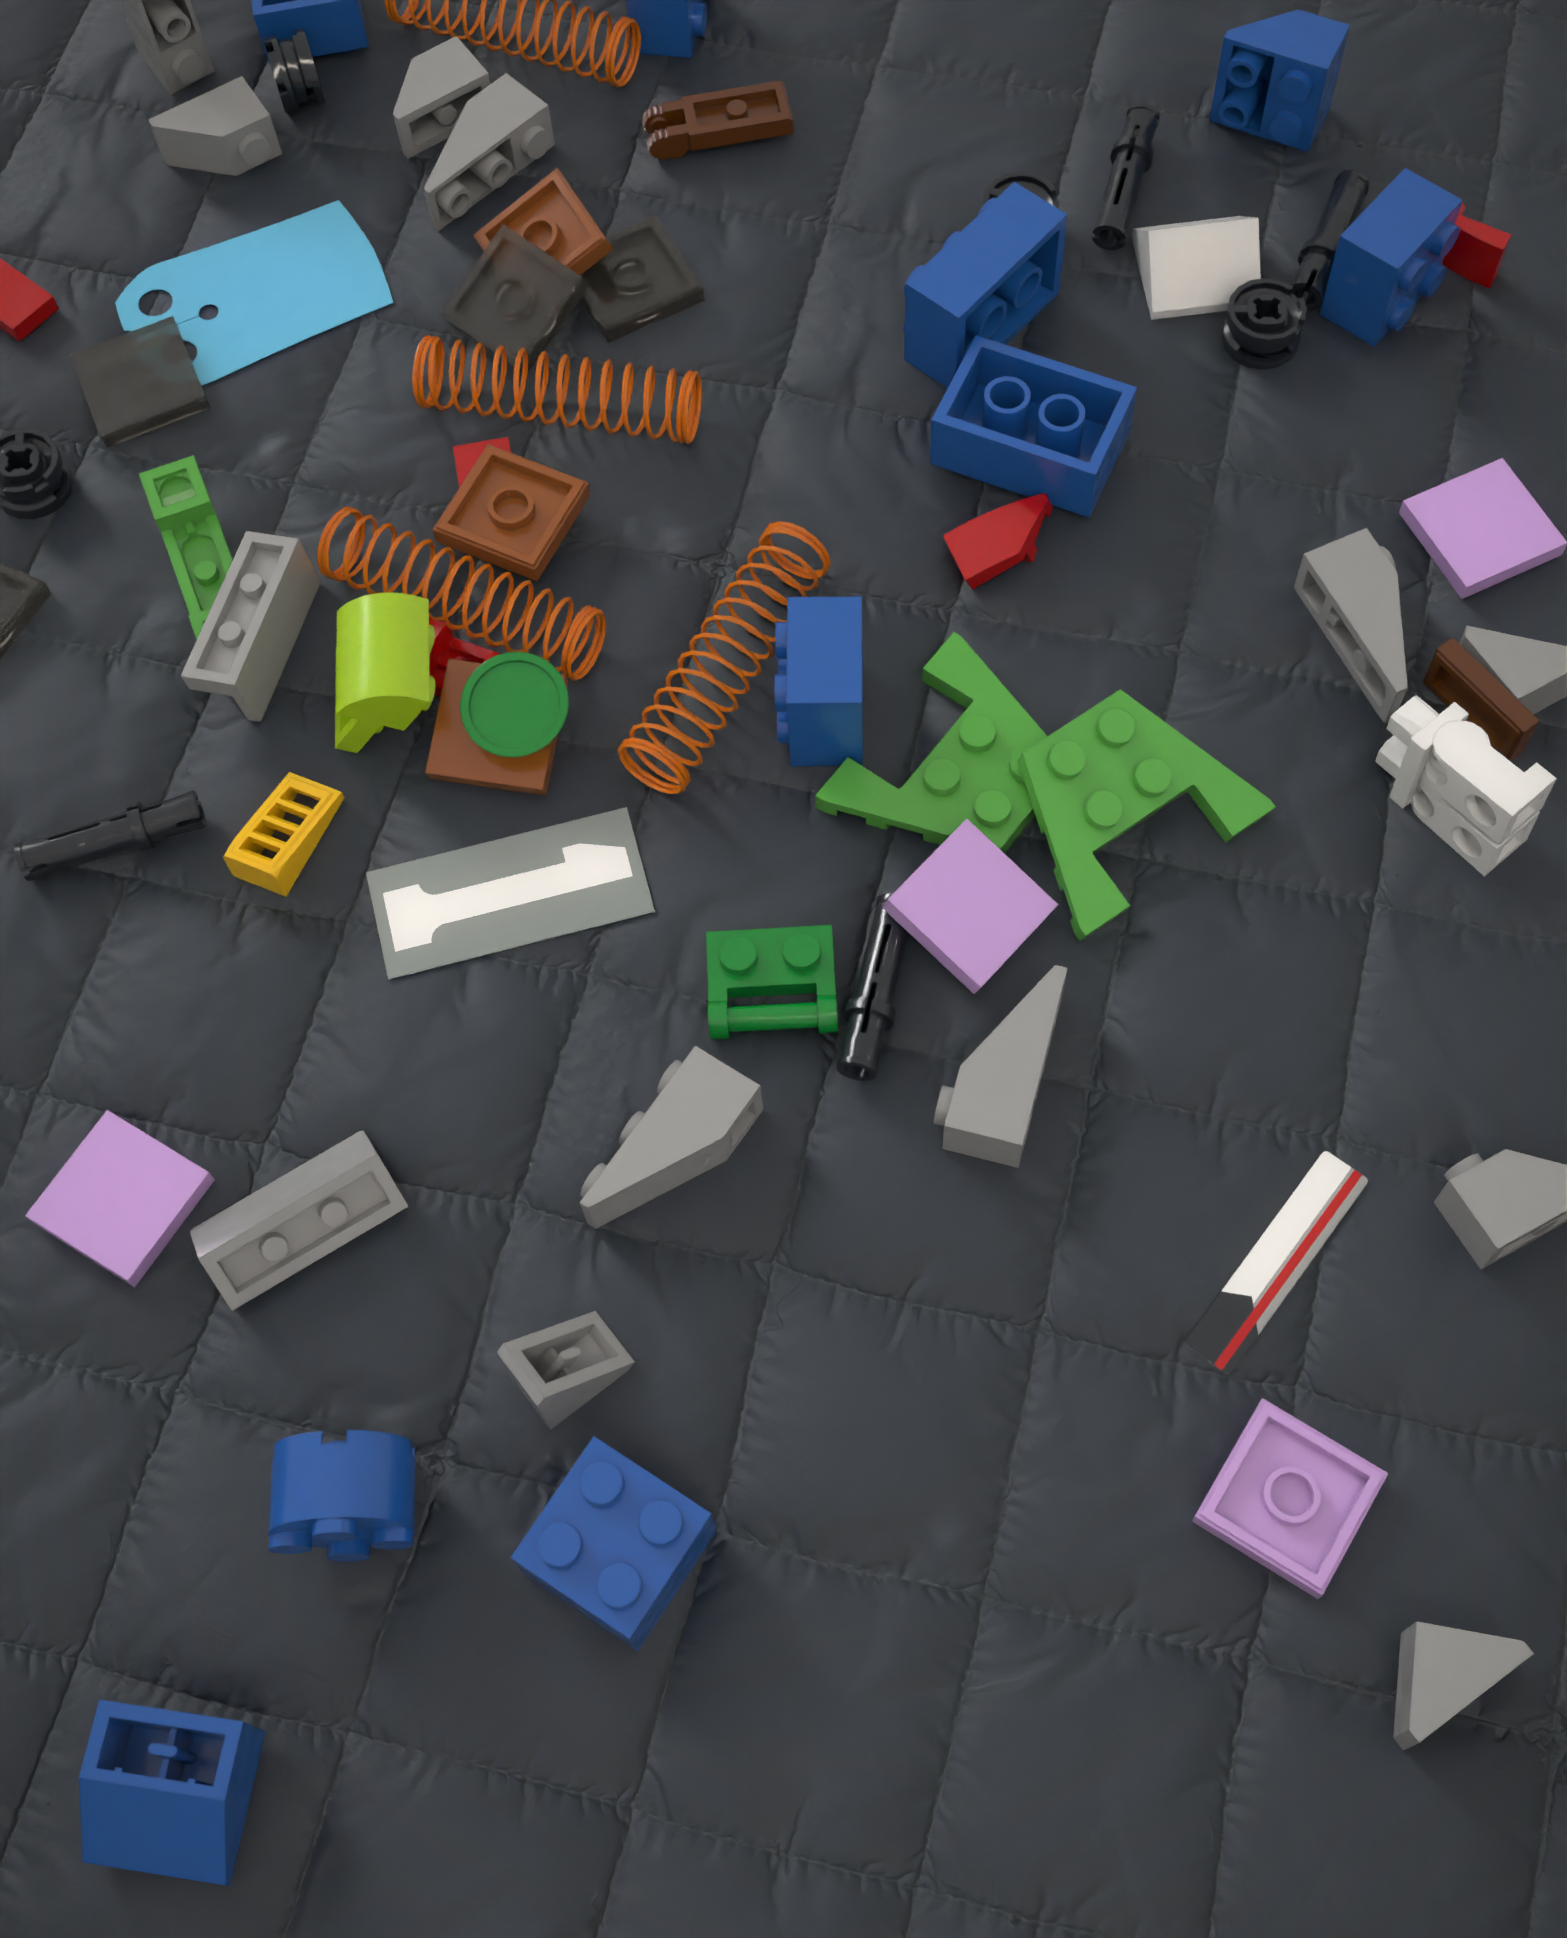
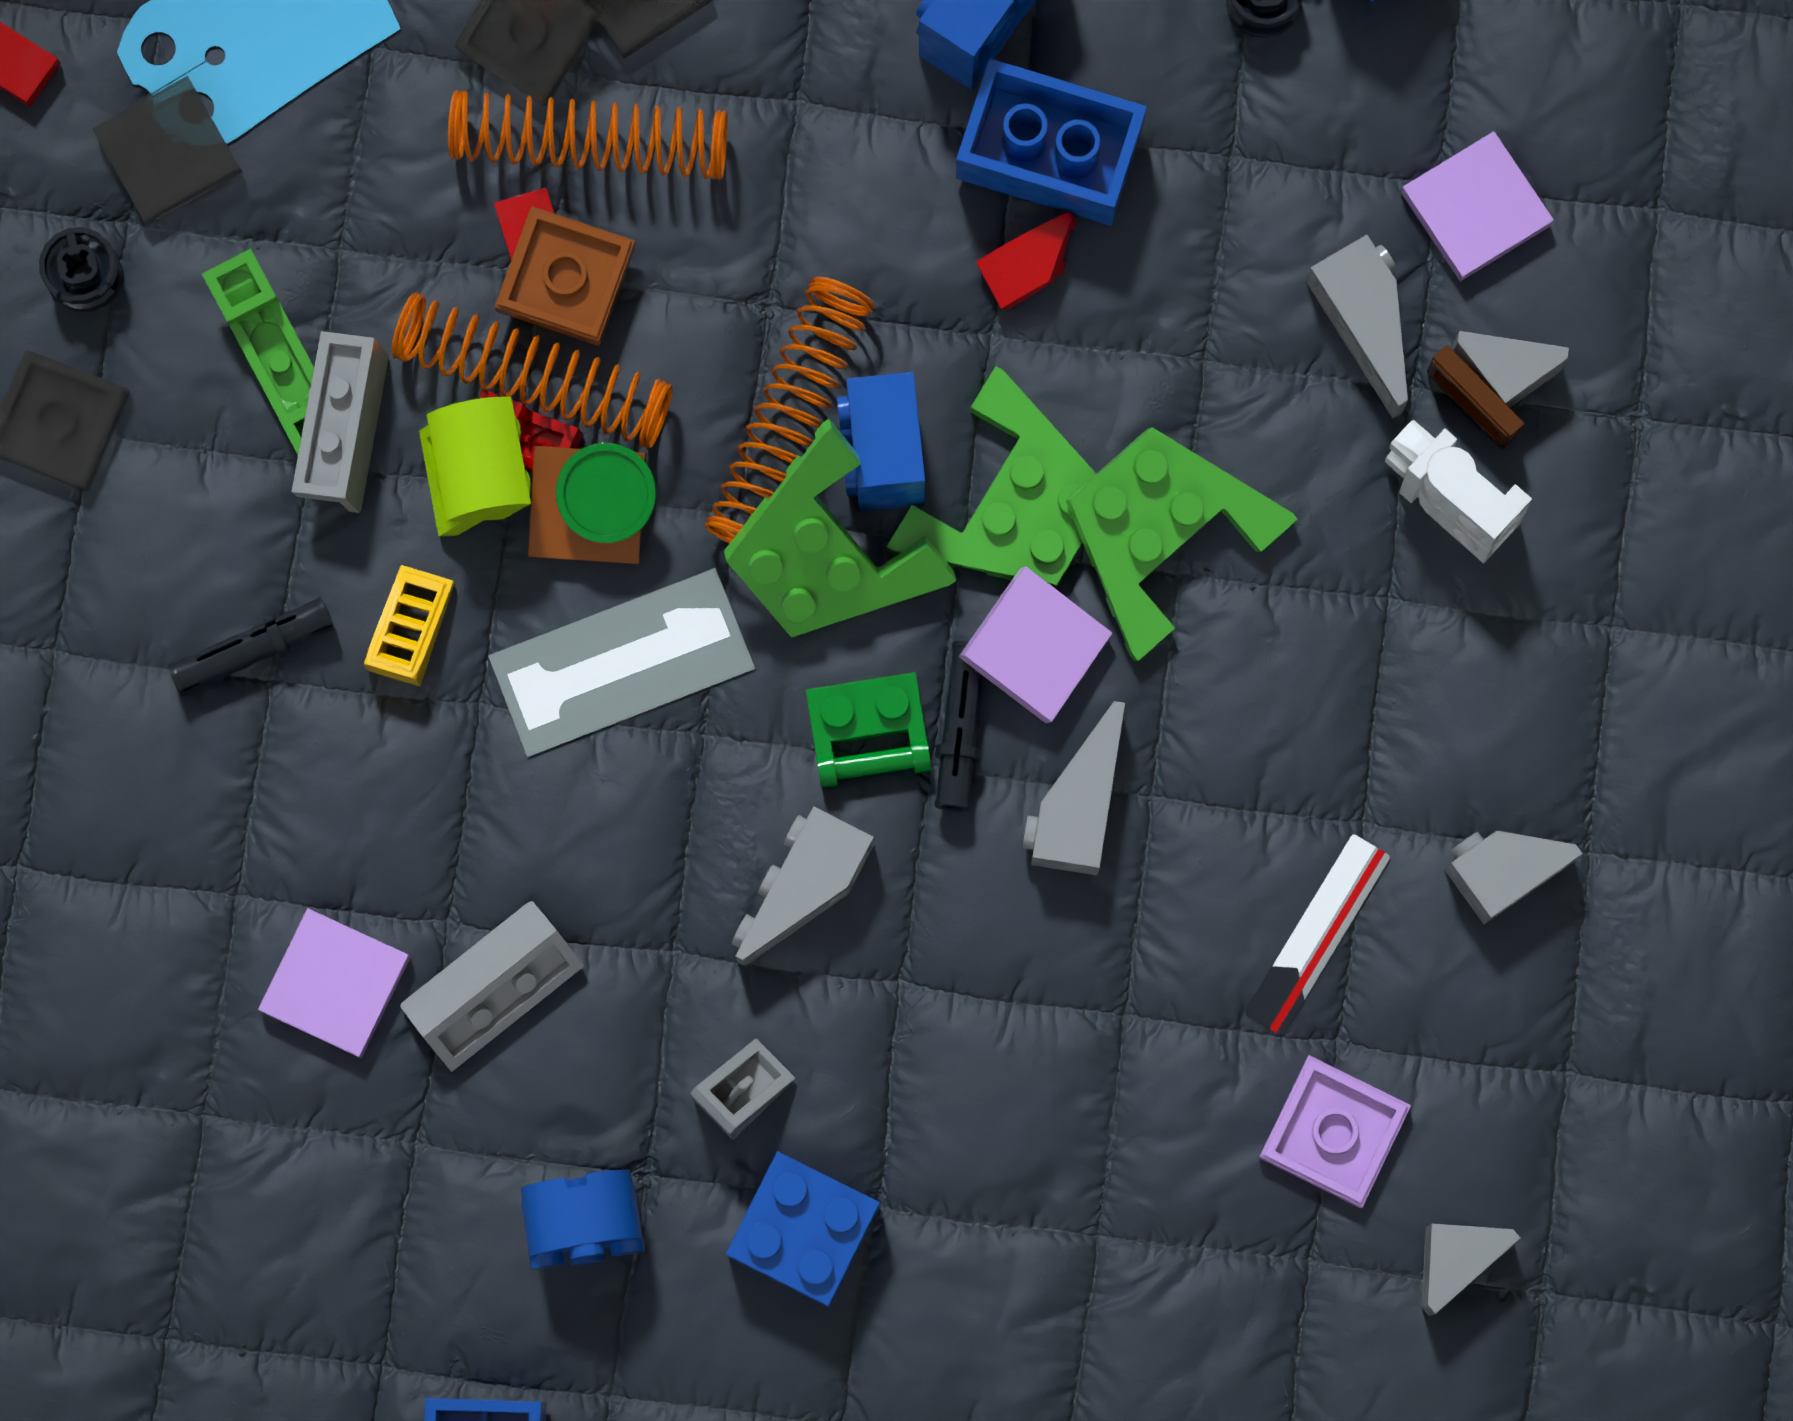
camera: 10 degrees left, 15 degrees up
(721, 789) = (808, 563): none -> bright green wing

